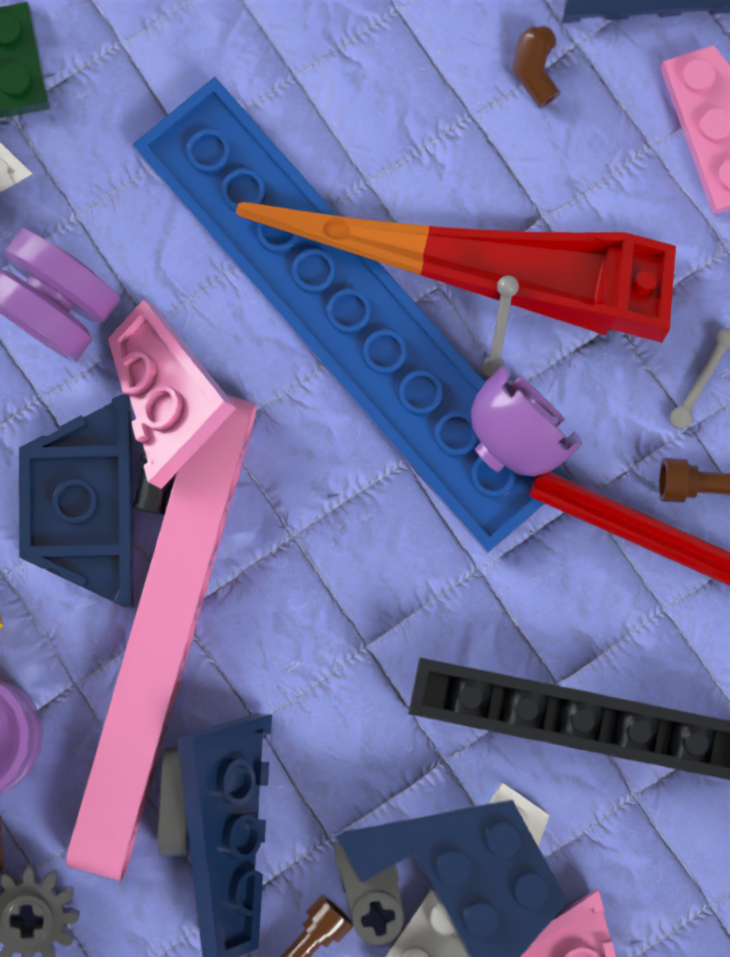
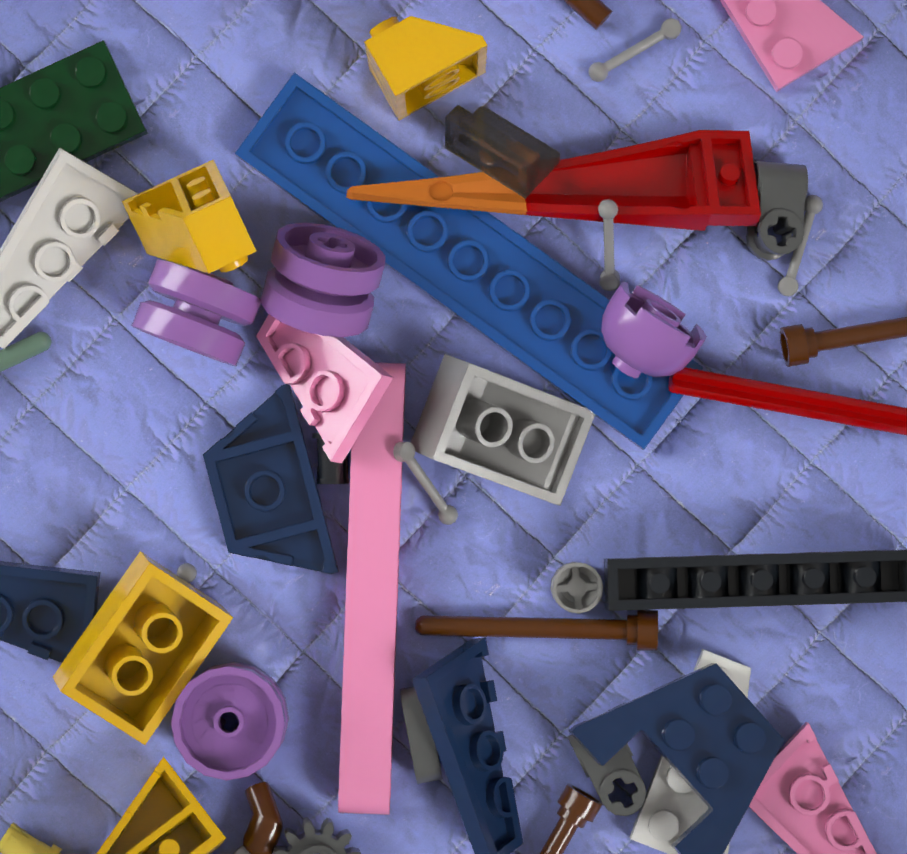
camera: 15 degrees left, 5 degrees up
(67, 198) = (192, 221): none -> yellow wedge
(187, 290) = (322, 279): none -> medium lavender wheel
(232, 494) = (405, 453): none -> light grey hinge
(342, 496) = (502, 430): none -> light grey slope
(350, 86) = (422, 61): none -> yellow slope
(381, 682) = (584, 587): none -> light grey wheel
(407, 201) = (499, 148): none -> clear smoke panel
(436, 744) = (636, 630): none -> reddish brown piece
(616, 127) = (669, 30): none -> light grey hinge
(693, 331) = (782, 205): none -> dark grey piece

